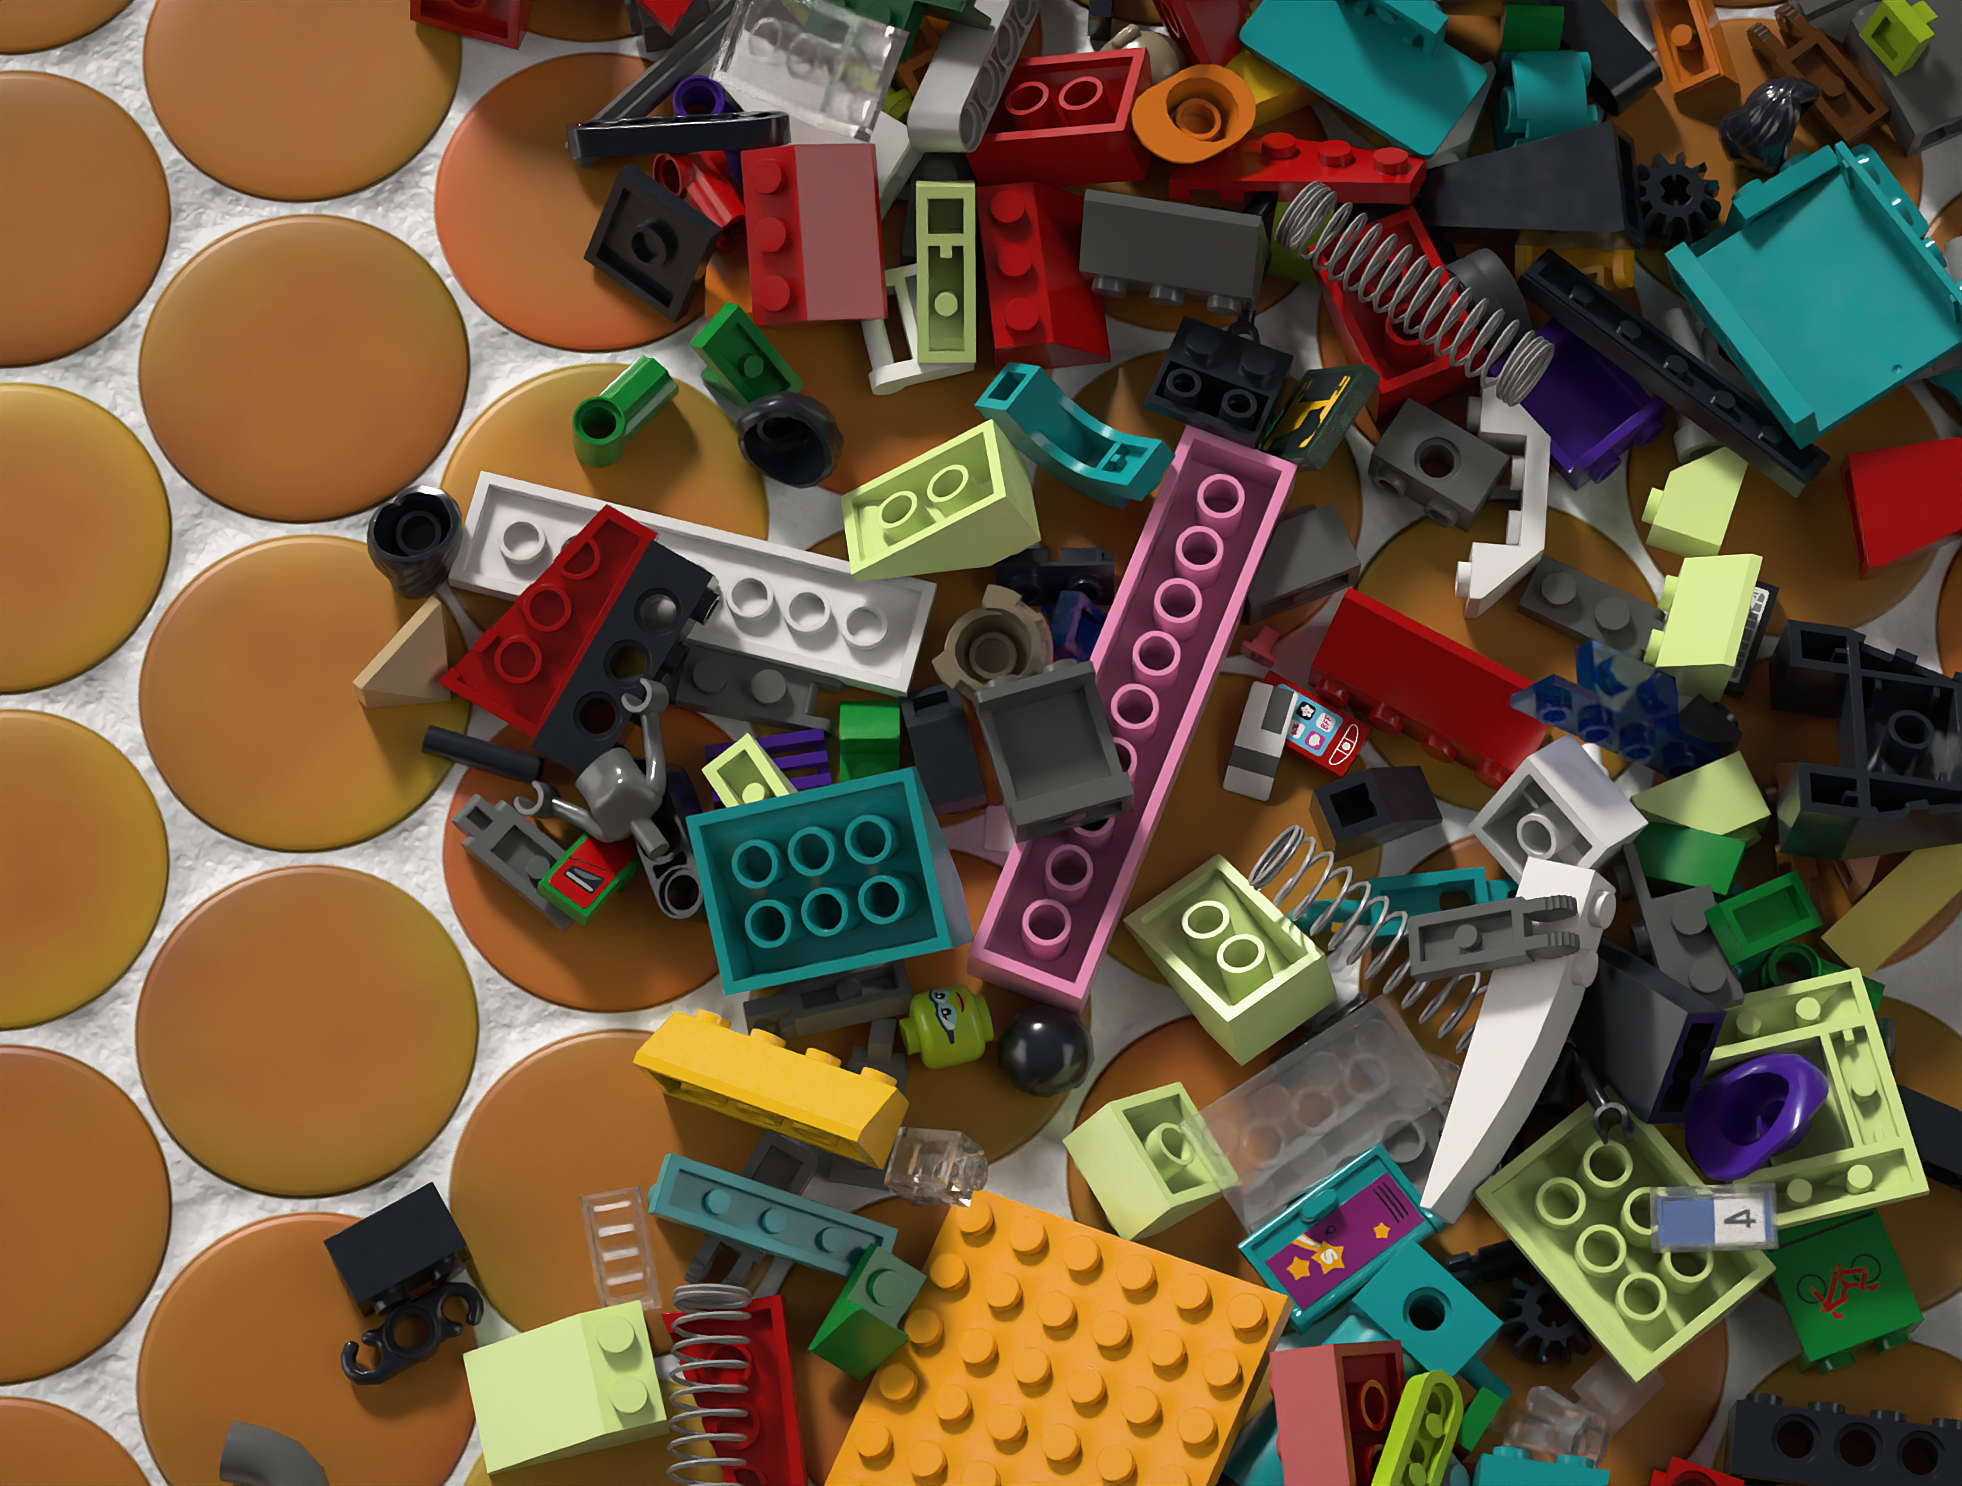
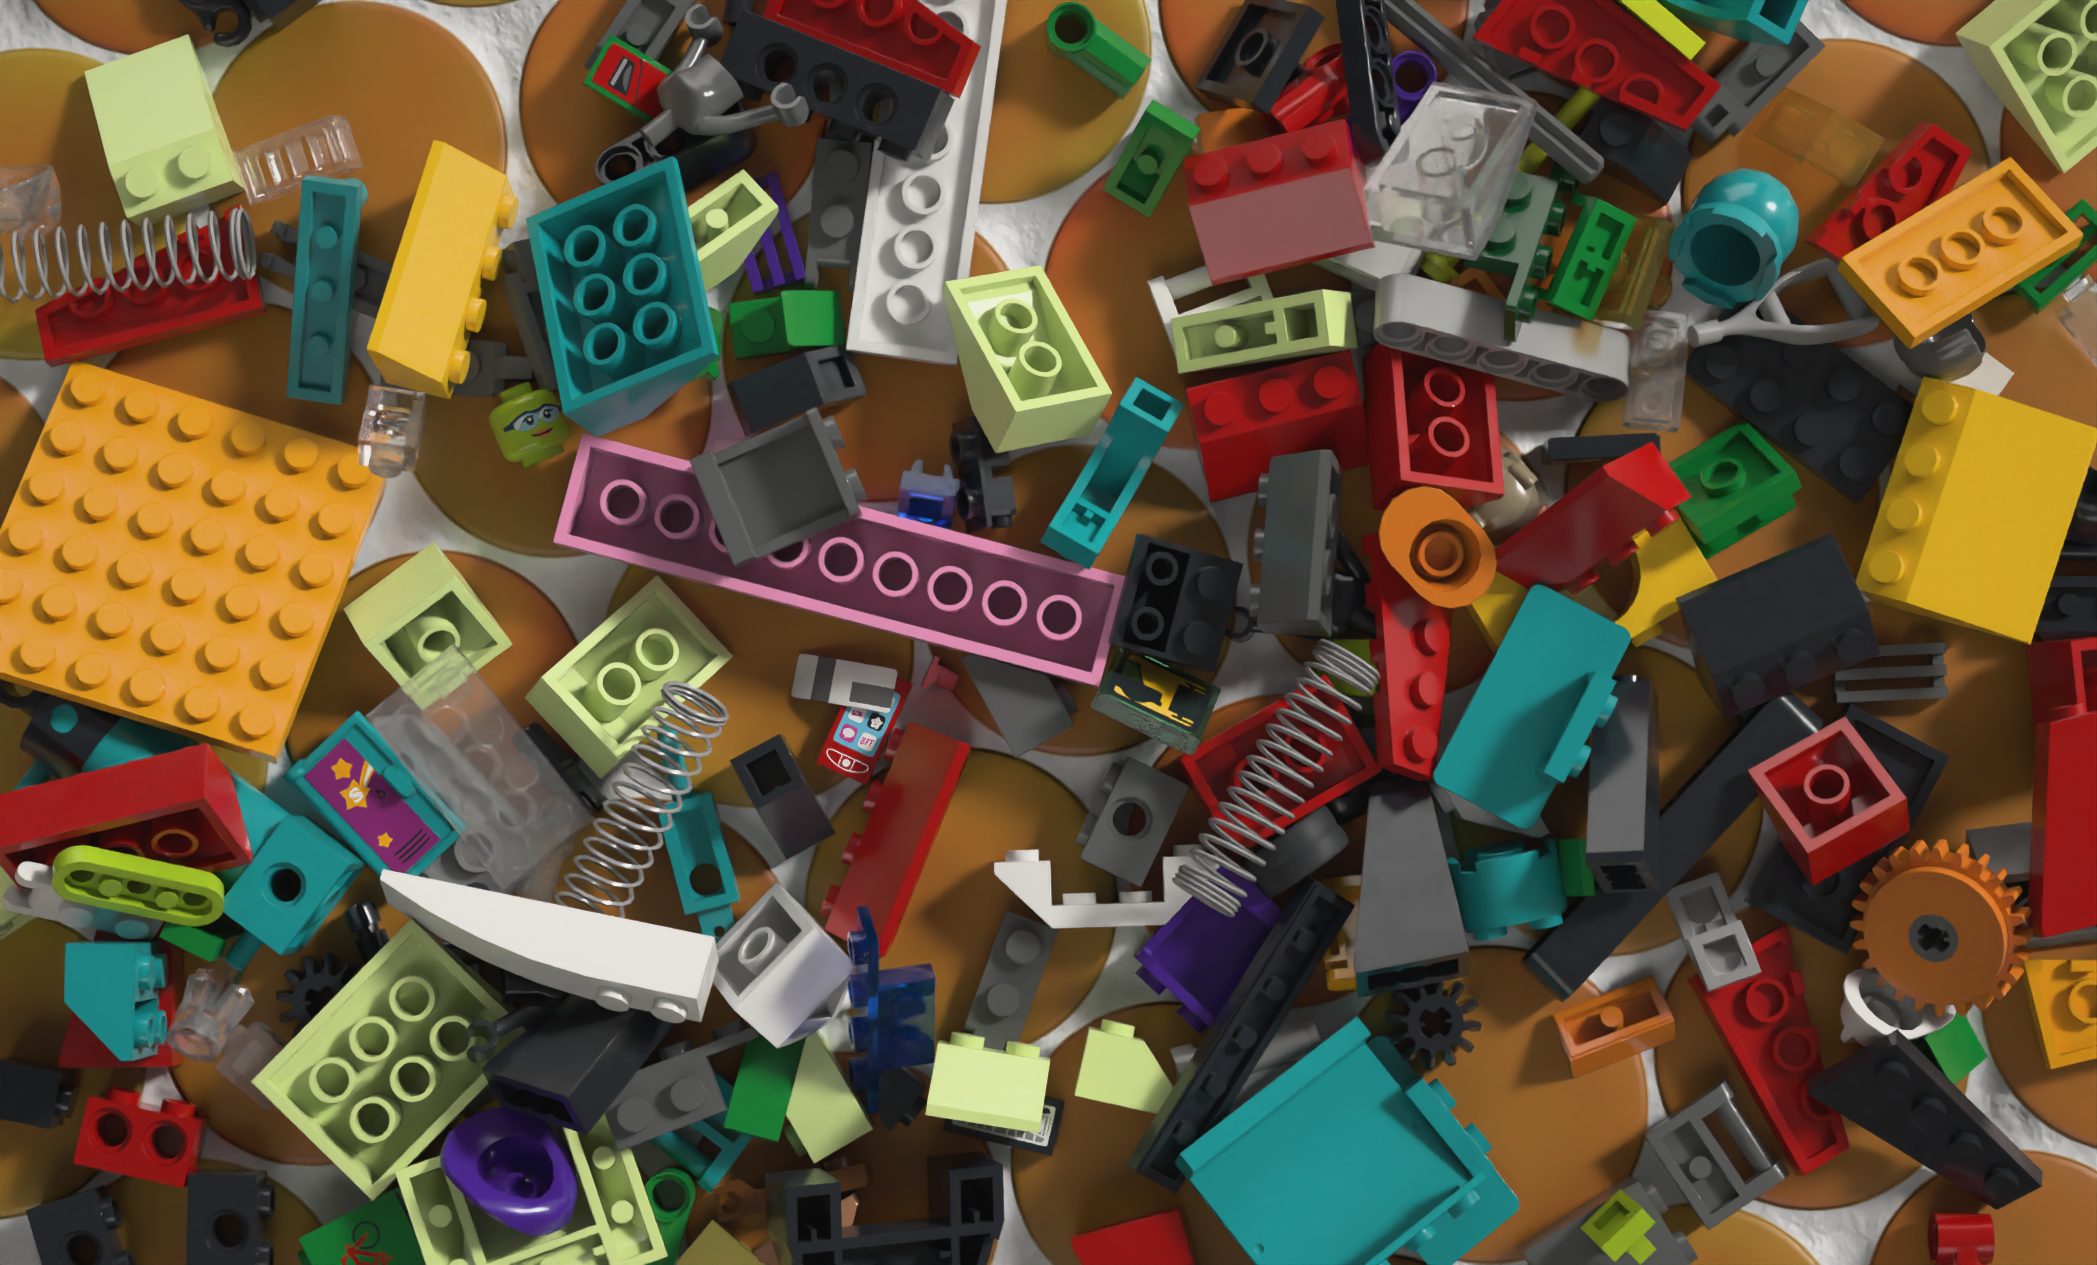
camera: 80 degrees right, 15 degrees up
(790, 438) = (1083, 210): black hair -> none
(866, 1315) = (259, 387): green slope -> none
(993, 643) = (884, 424): dark tan helmet -> none
(1045, 1051) = (522, 518): black hair -> none
(1488, 936) = (628, 903): dark grey hinge -> none
(1714, 1218) = (403, 1139): clear tile -> none
(1763, 128) = (1521, 1105): black hair -> none
(1763, 918) = (701, 1163): green tile -> none
(1846, 104) = (1582, 1157): reddish brown hinge -> none

